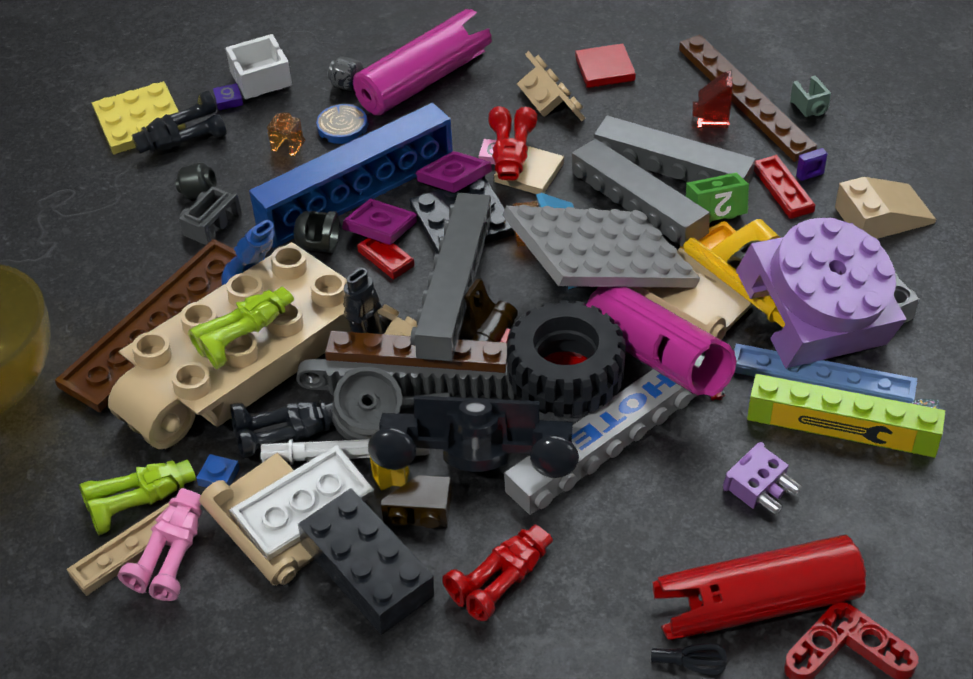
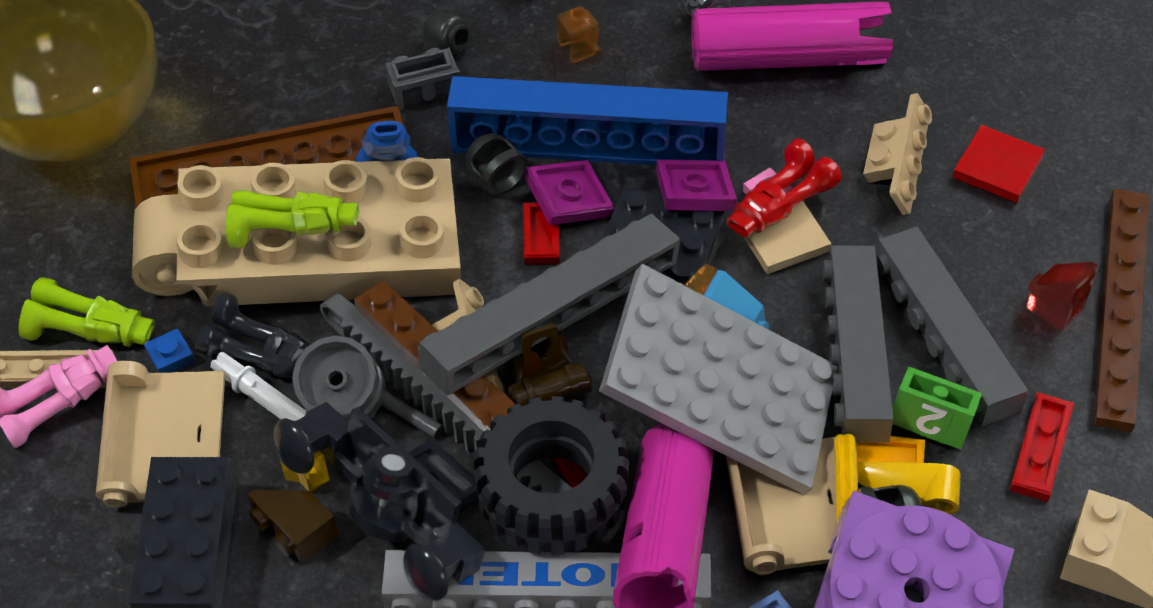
camera: 40 degrees right, 5 degrees up
(274, 513) = (196, 430): white tile -> none
(342, 123) = (650, 56): tile -> none
(362, 304) = (425, 271): black piece -> none
(811, 164) = (1099, 443): dark purple tile -> none

